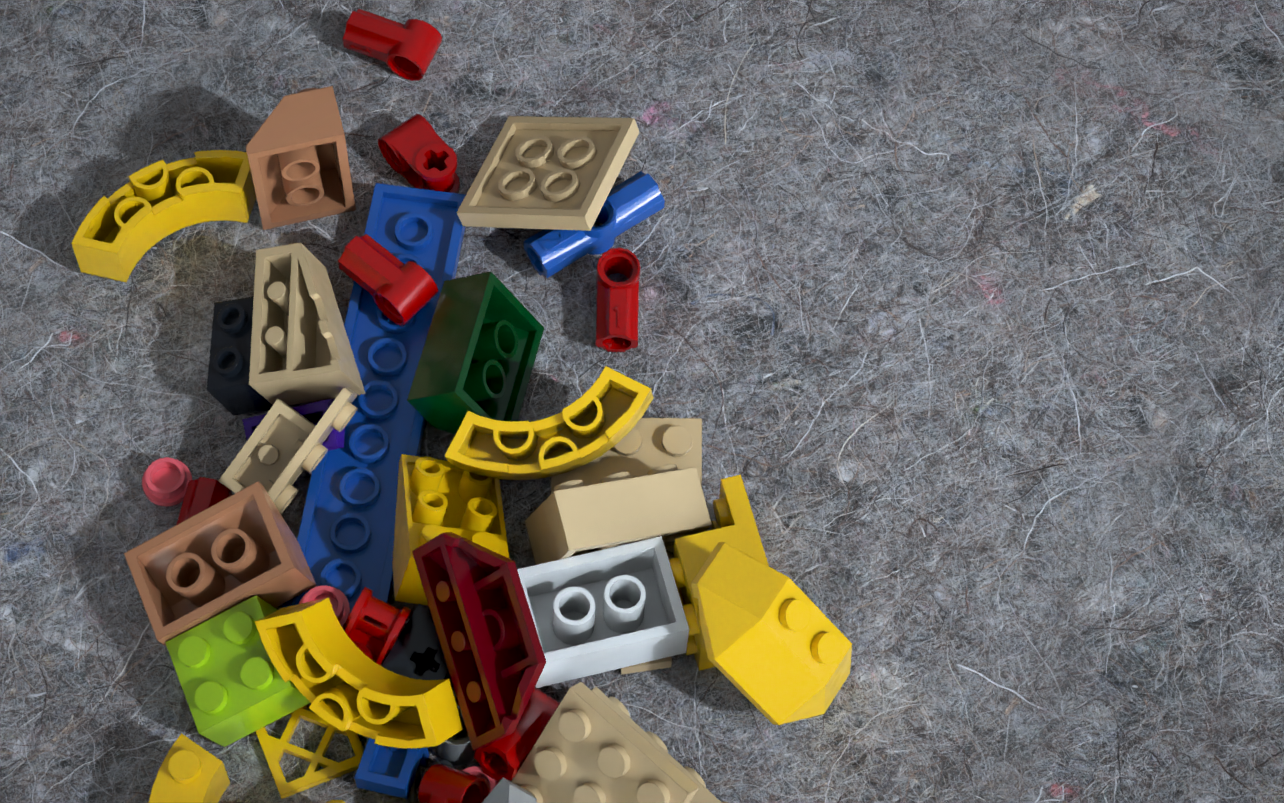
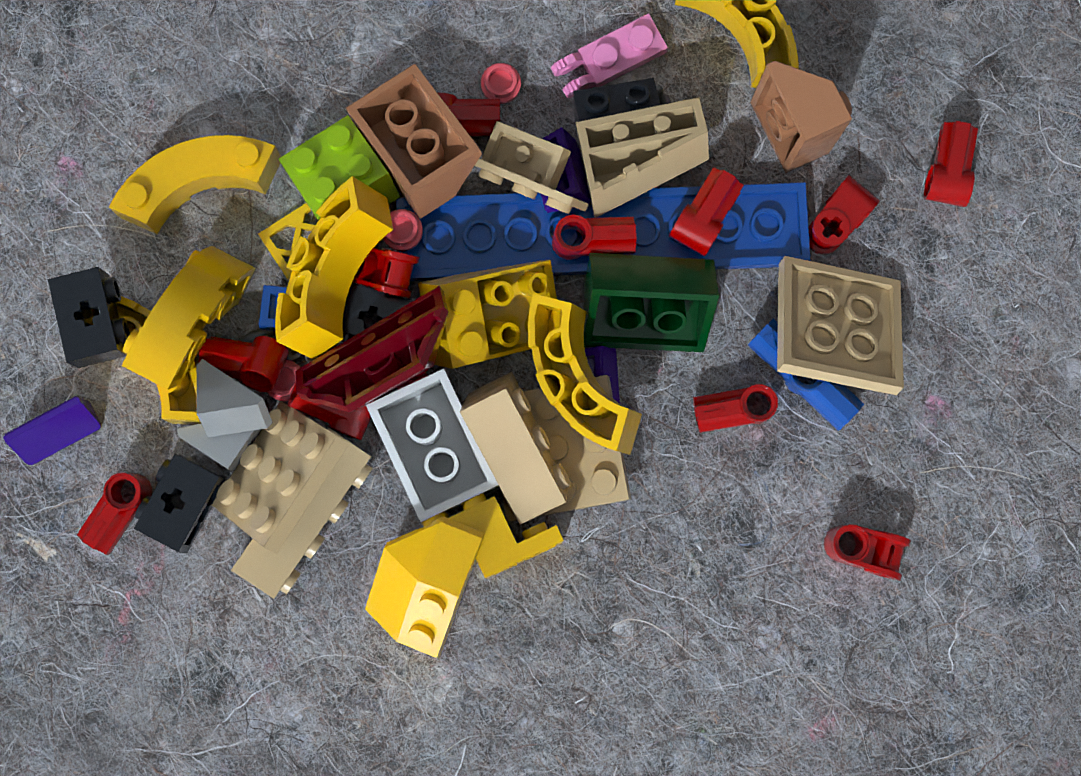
camera: 80 degrees right, 20 degrees up
(167, 355) = (613, 55): none -> bright pink hinge
(386, 398) = (599, 235): none -> red piece
(802, 197) = (874, 550): none -> red piece

